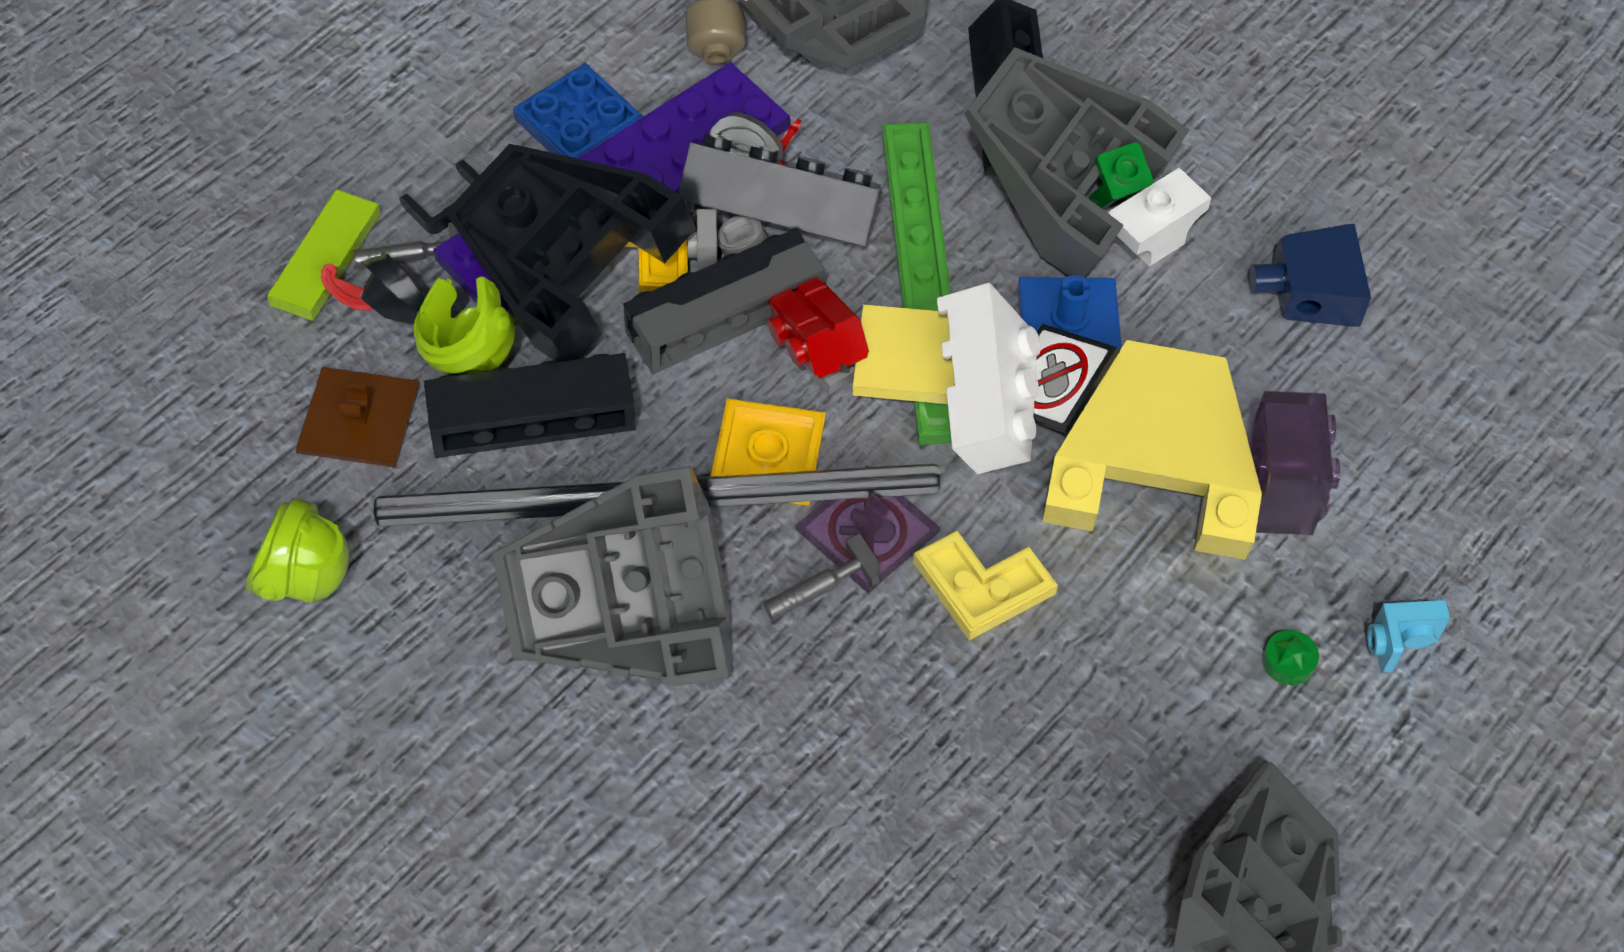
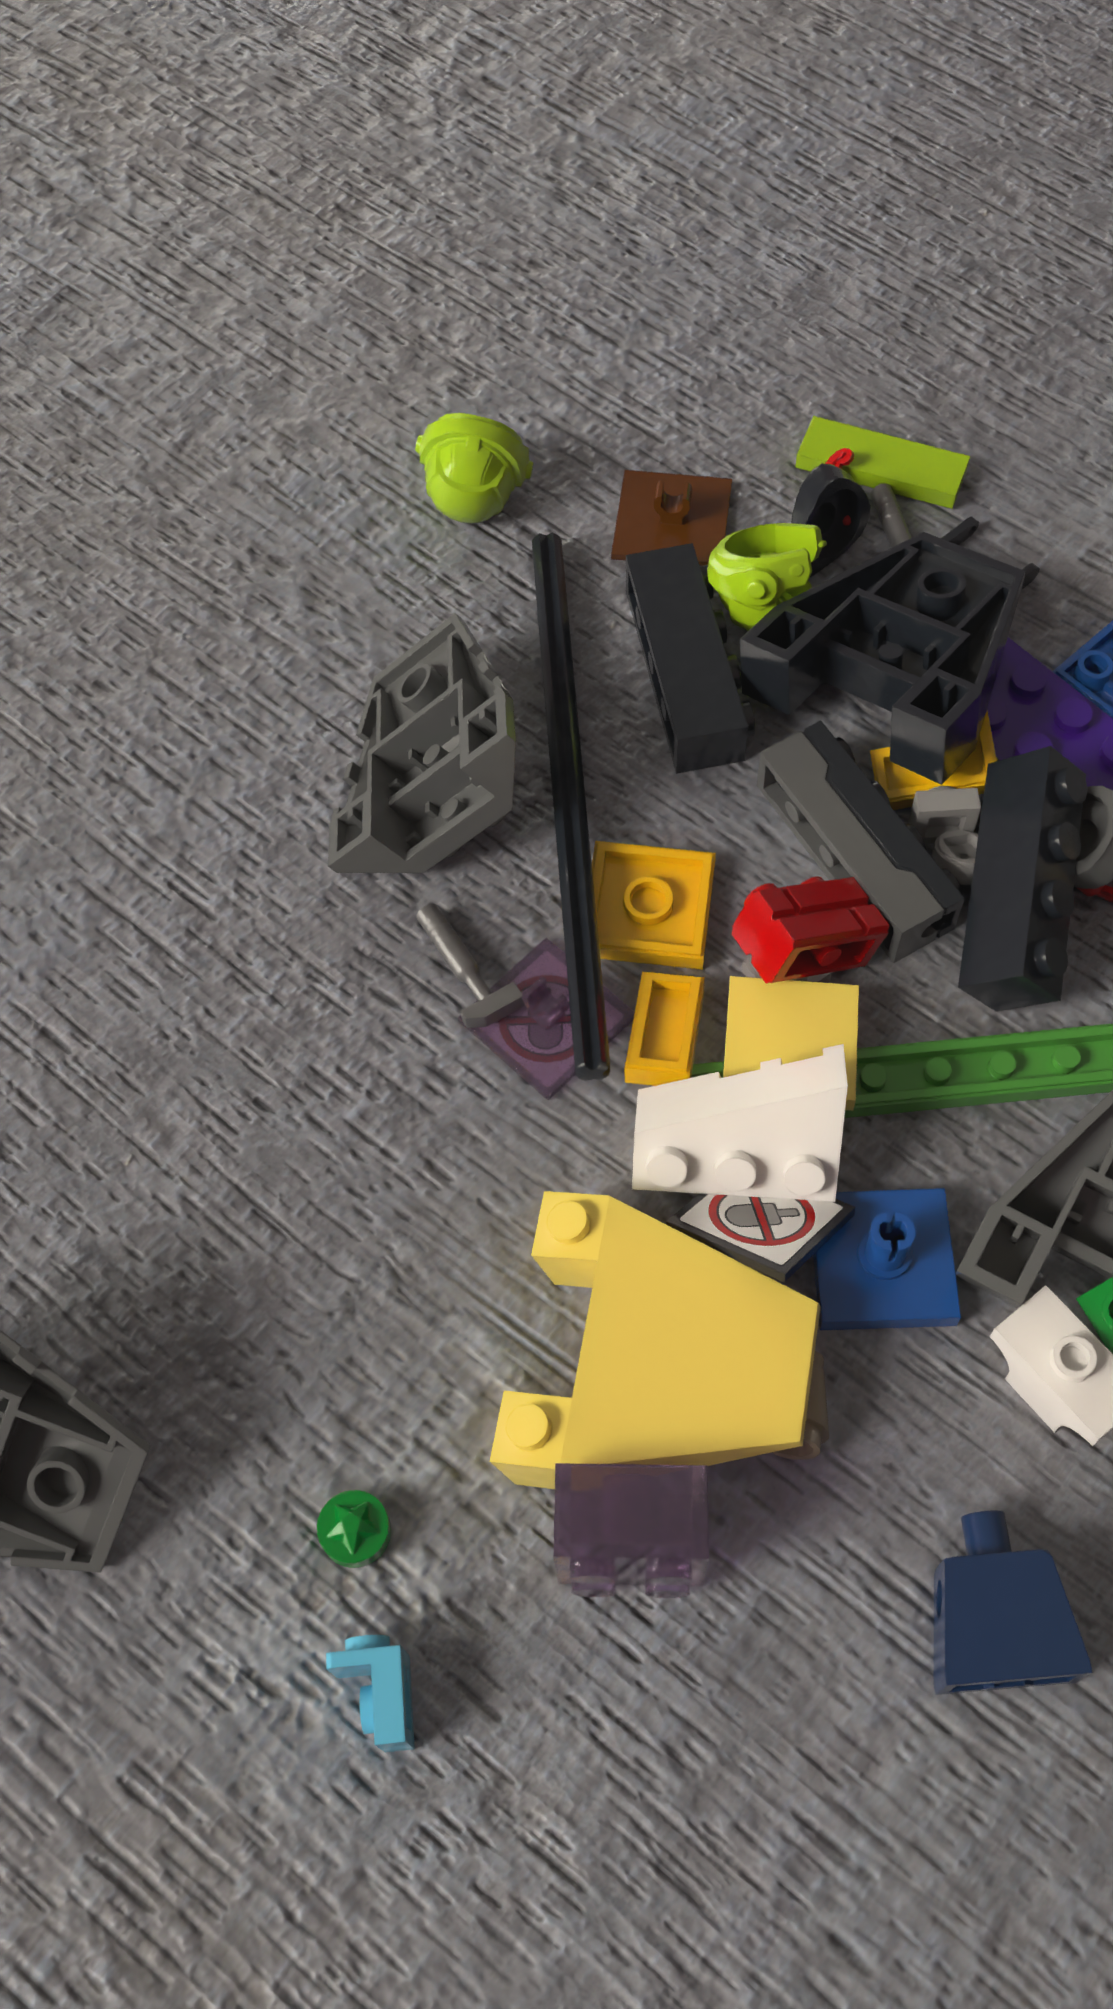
camera: 95 degrees right, 5 degrees up
(889, 438) = (664, 1029): none -> yellow tile
(982, 596) = (451, 1141): light yellow tile -> none

